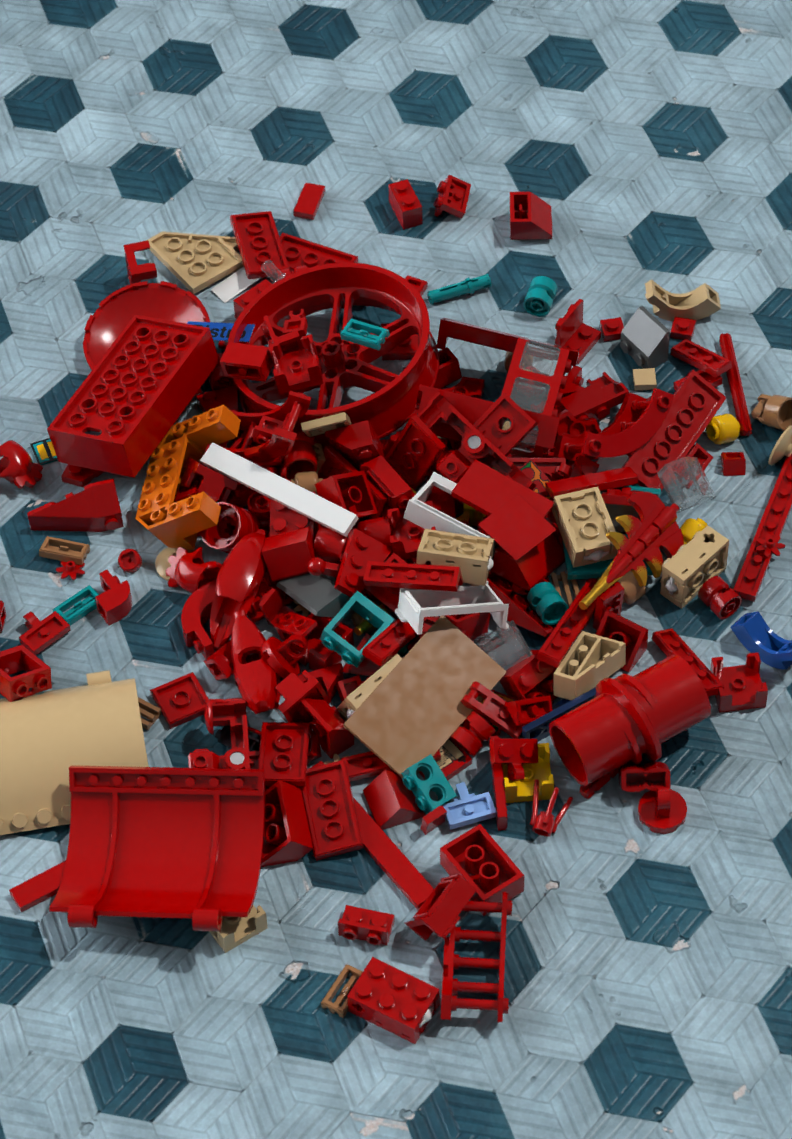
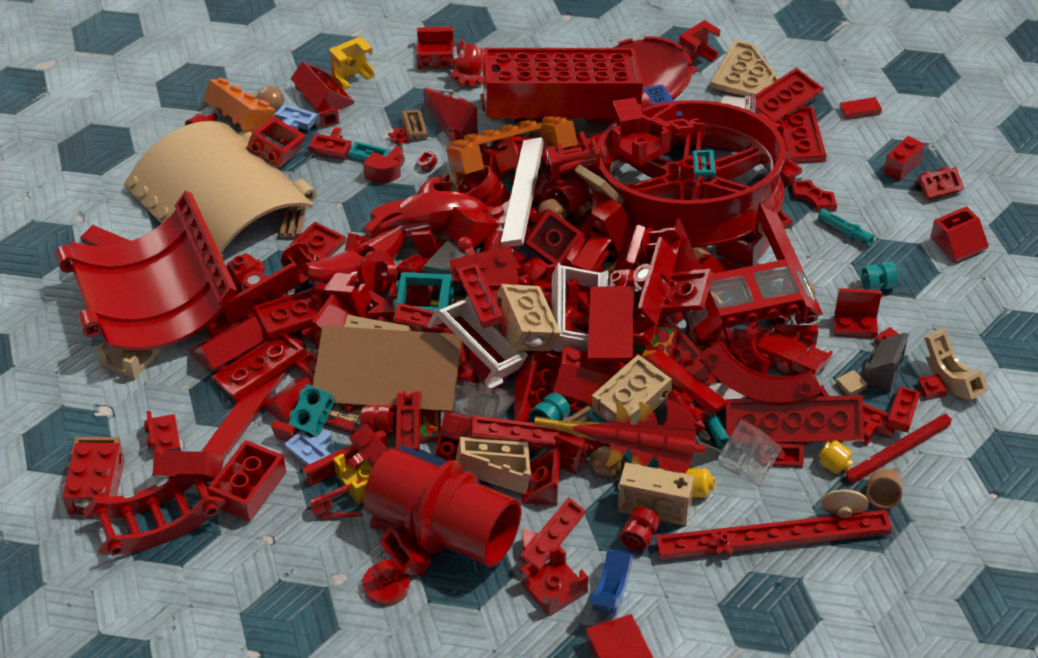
camera: 60 degrees right, 5 degrees down
(517, 527) = (588, 345): red sticker -> none
(529, 709) = (423, 441): red slope -> none
(733, 463) = (807, 482): red slope -> none

